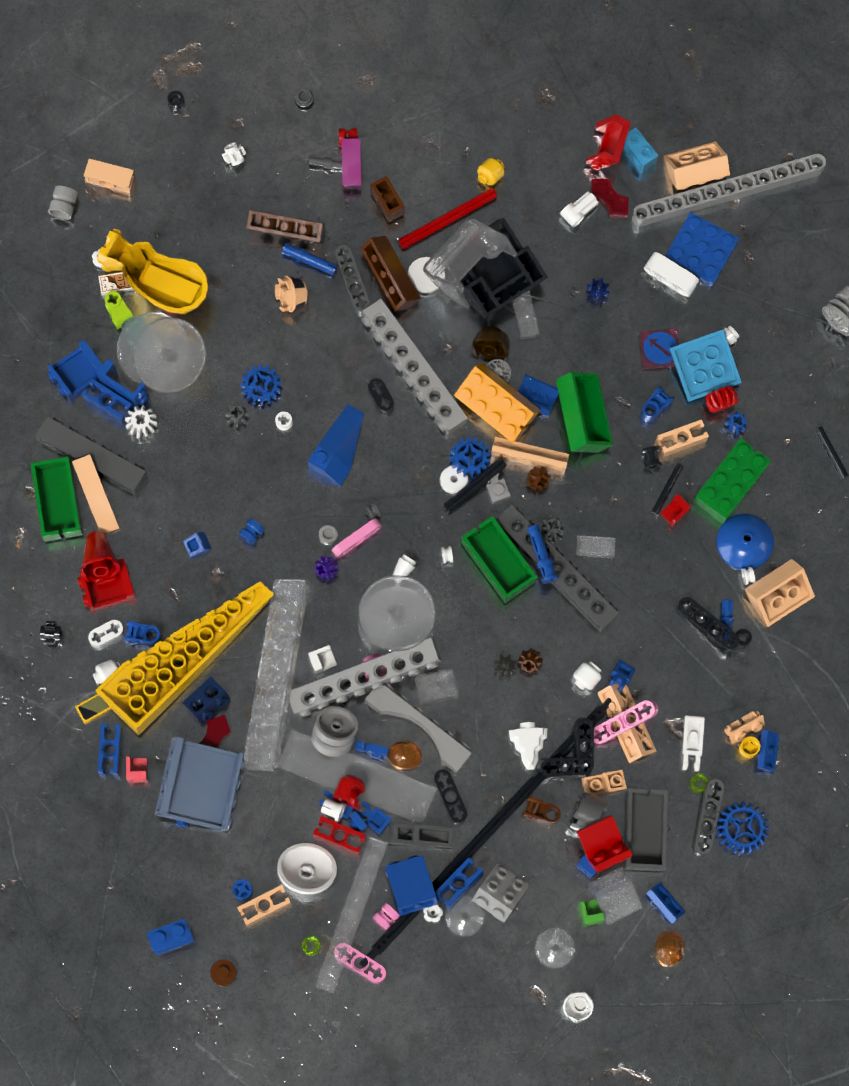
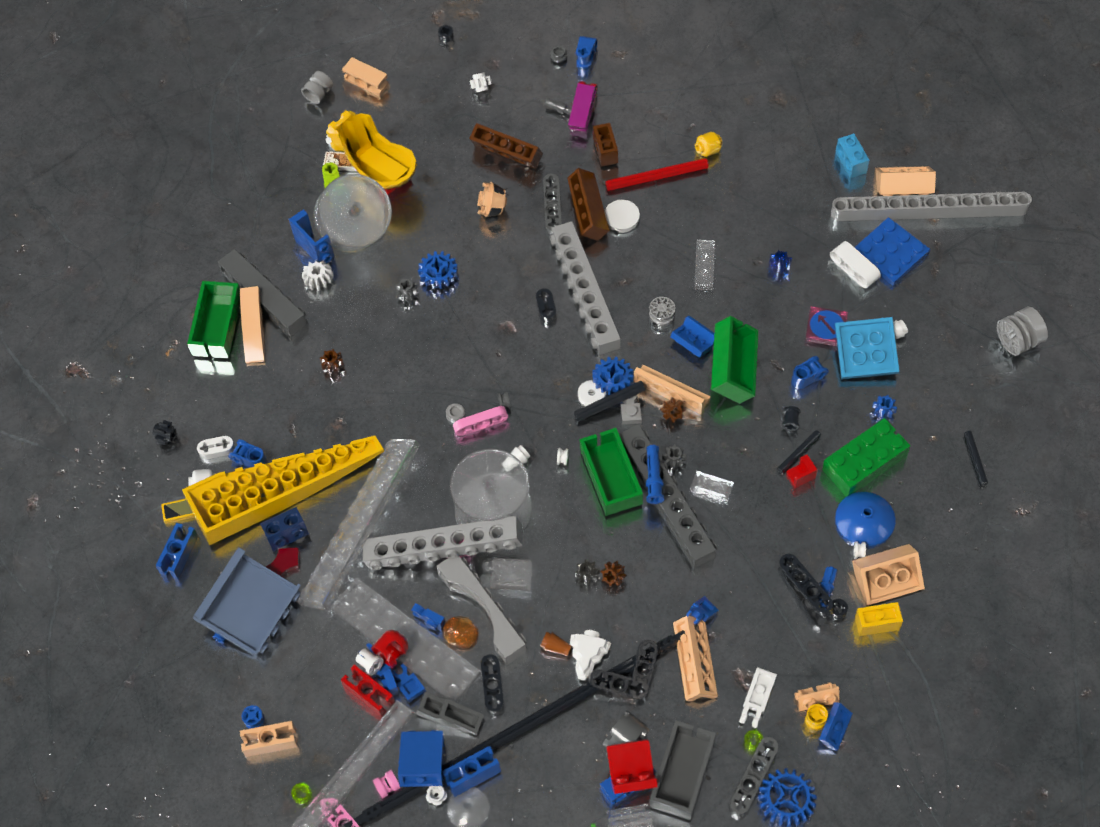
camera: 25 degrees right, 15 degrees down
(75, 371) = (274, 222): blue panel -> none
(99, 560) = (231, 379): red cone -> none
(107, 393) = (287, 250): blue piece -> none
(108, 594) = (232, 405): red panel -> none
(136, 769) = (194, 576): coral panel -> none
(170, 936) = (162, 740): blue panel -> none
(194, 512) = (331, 361): none -> reddish brown gear
(197, 544) = (330, 391): blue slope -> none
(223, 973) = (204, 795): reddish brown wheel -> none
(251, 531) = (383, 391): blue wheel -> none
(289, 418) = (451, 310): white bush -> none
(308, 258) = (513, 175): blue pin -> none
(309, 861) = (322, 712): white dish -> none
(322, 659) = (409, 520): white panel -> none
(326, 567) = (442, 438): dark purple gear -> none
(332, 87) = (585, 51): none -> blue piece
(334, 731) = (395, 587): light grey wheel -> none
(337, 449) = (487, 340): blue wedge -> none
(461, 254) = (660, 196): clear windscreen -> none
(491, 344) = (663, 282): dark brown cylinder -> none
(496, 743) = (555, 644): none -> dark orange cone
(497, 402) = (652, 332): light orange piece -> none
(500, 892) = (511, 793): light grey bracket -> none
(504, 278) = (684, 219): black slope -> none
(540, 811) = (577, 720): reddish brown piece -> none
(576, 211) = (778, 194): white piece -> none
(587, 676) = (667, 602): white head -> none
(604, 783) = (655, 714): light nougat slope -> none
(615, 133) = (832, 132): red panel -> none
(615, 203) = (817, 194): dark red tile -> none
(625, 724) = (690, 654): bright pink beam -> none
(678, 445) = (830, 401): light nougat piece -> none
(721, 399) = (875, 380): red gear -> none
(781, 639) = (878, 619): none -> yellow panel

